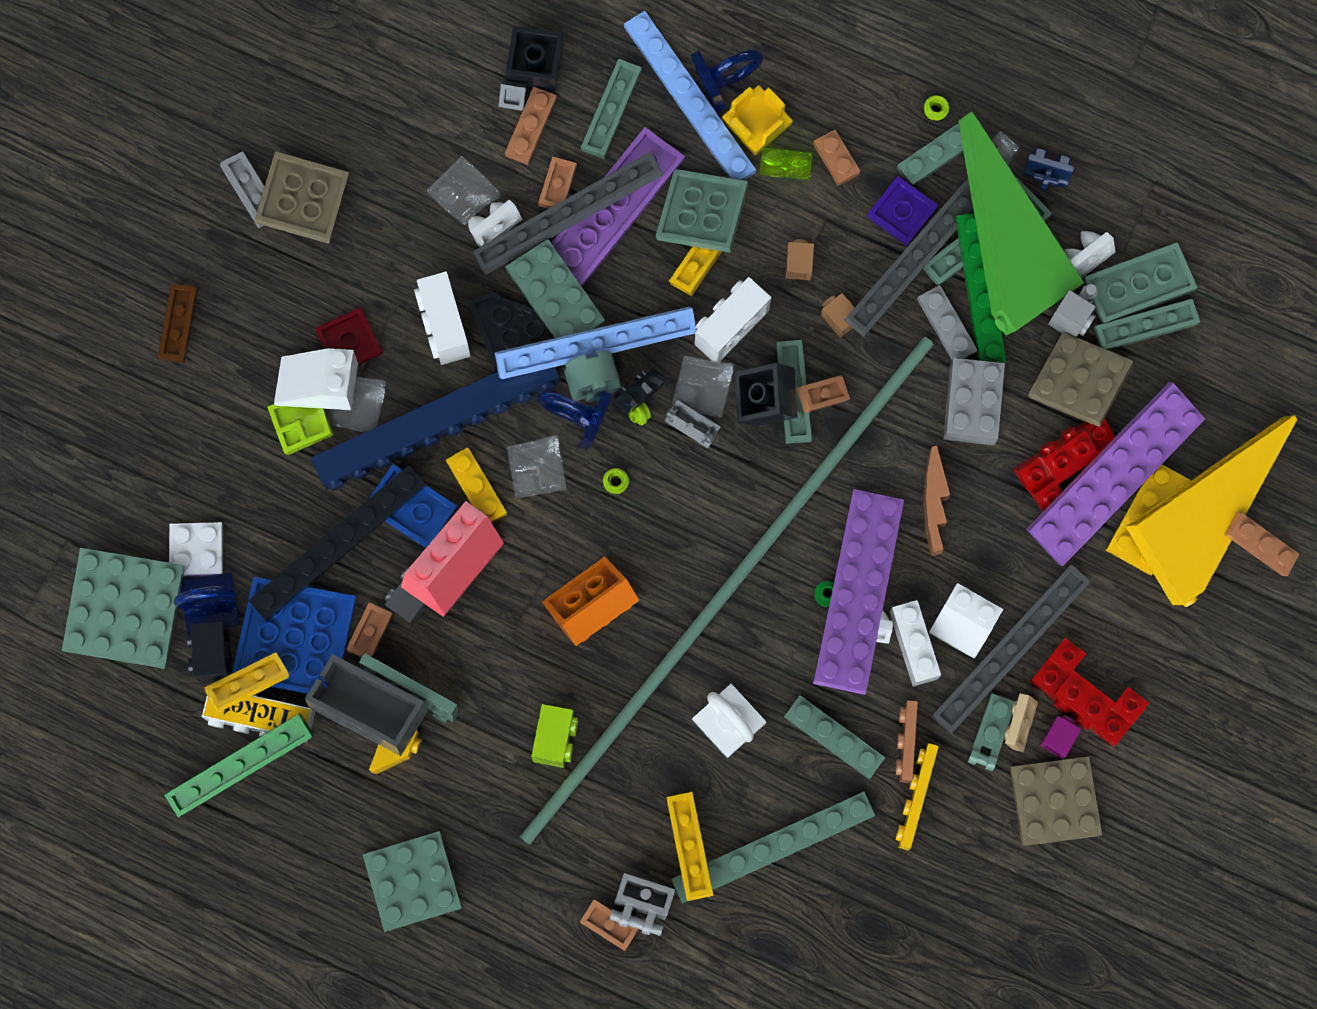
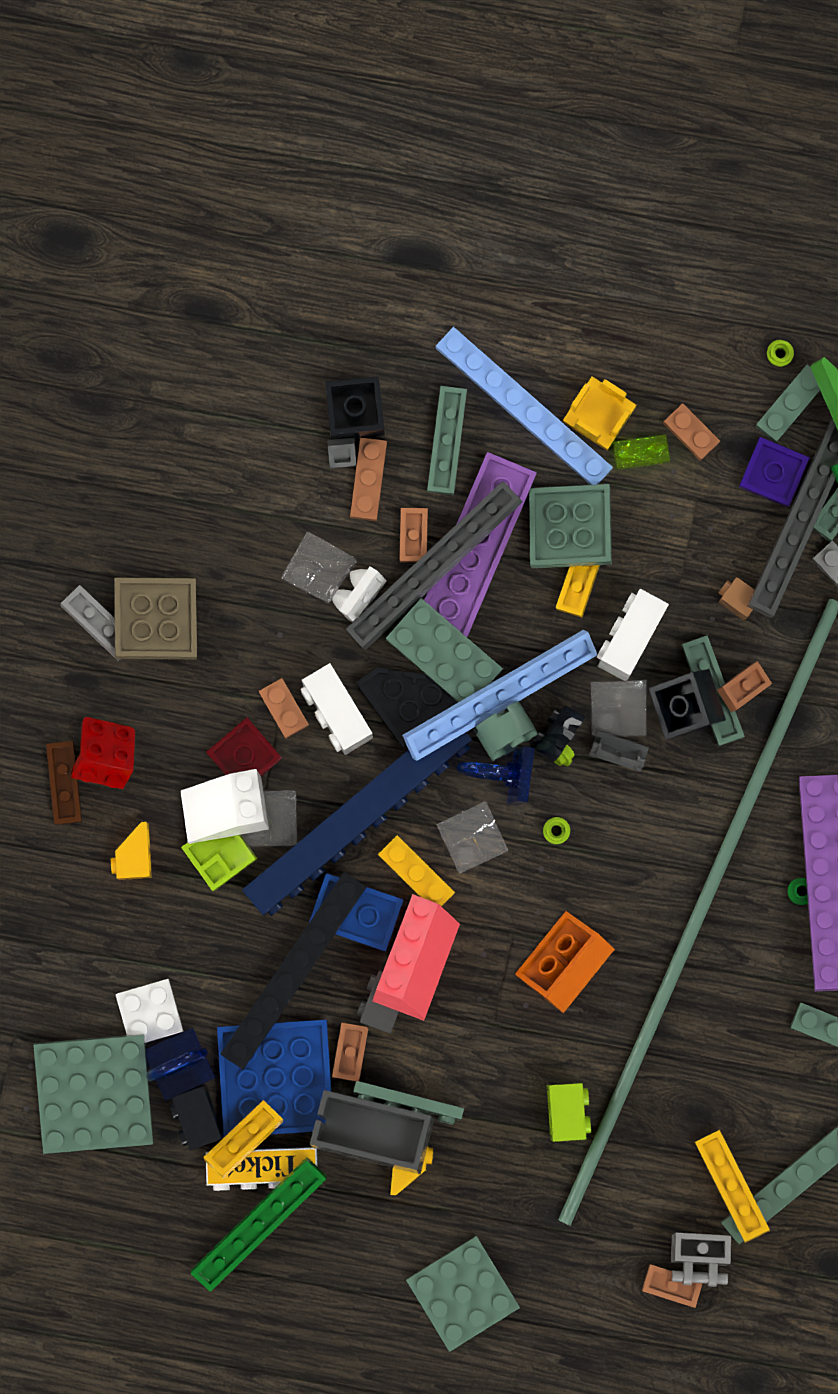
camera: 15 degrees left, 5 degrees up
(221, 305) = (105, 753): none -> red bracket
(222, 403) = (133, 855): none -> yellow slope
(396, 308) = (283, 708): none -> nougat plate
(712, 78) = (547, 382): clear blue tile -> none
(729, 720) = (737, 1047): white tile -> none
(799, 260) = (682, 551): medium nougat brick -> none

